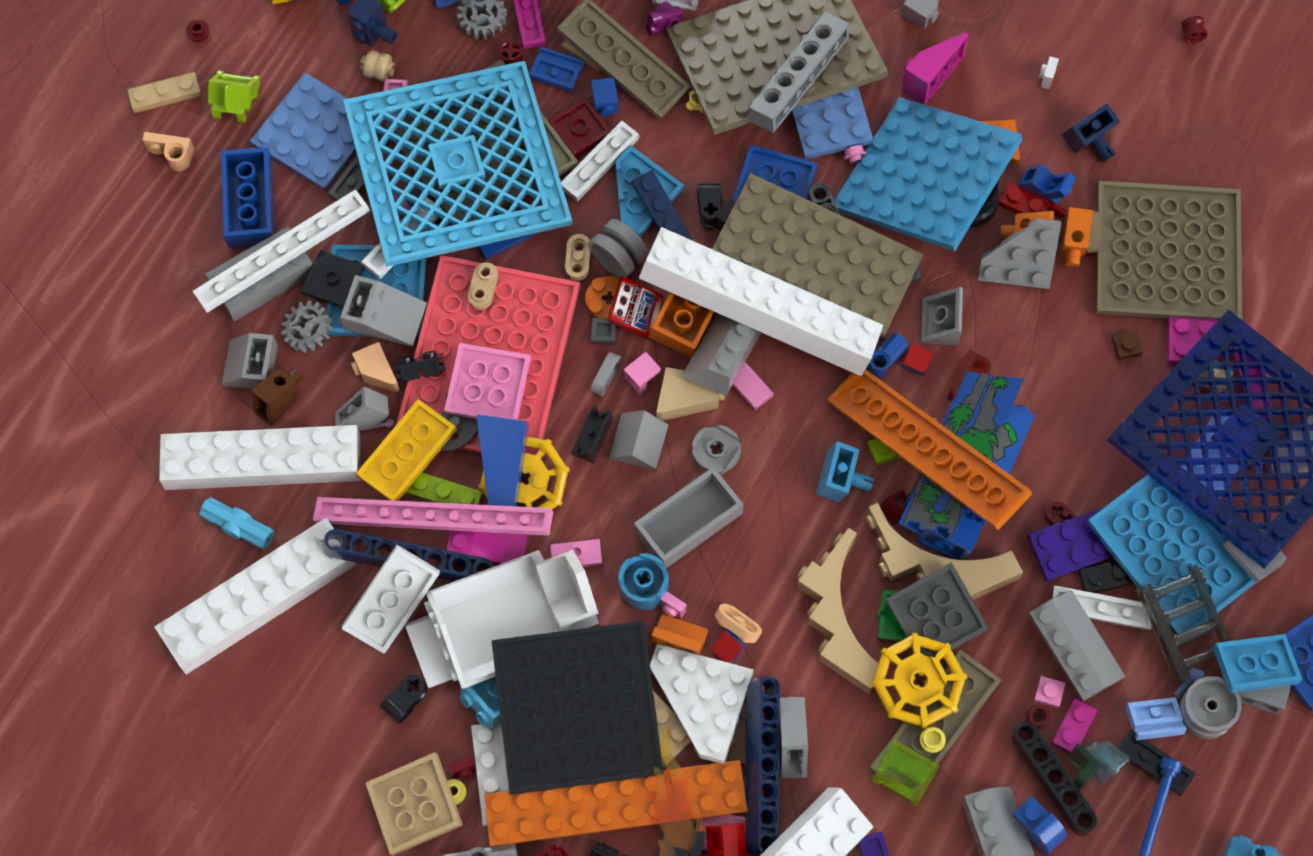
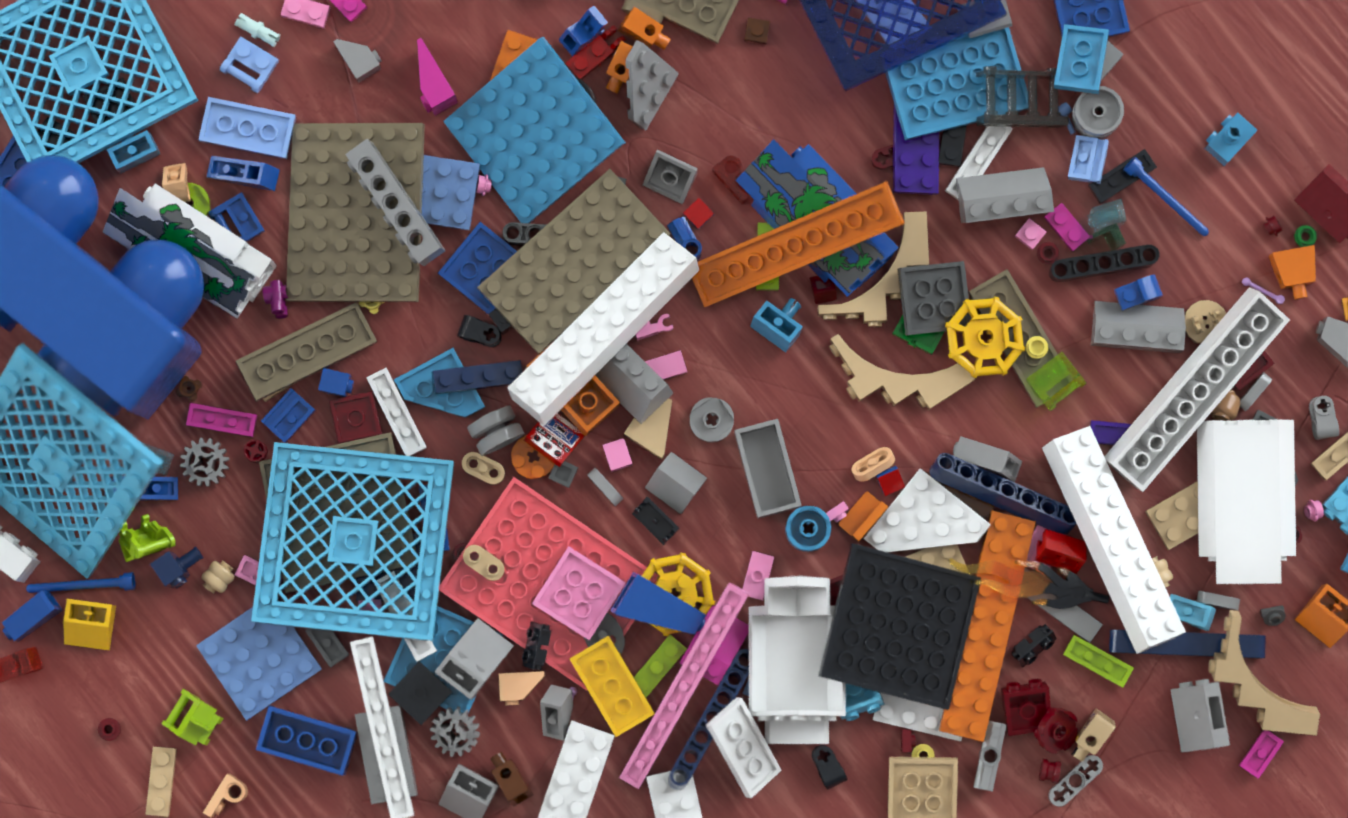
camera: 70 degrees left, 15 degrees up
(780, 355) = (653, 329): none -> bright pink plate

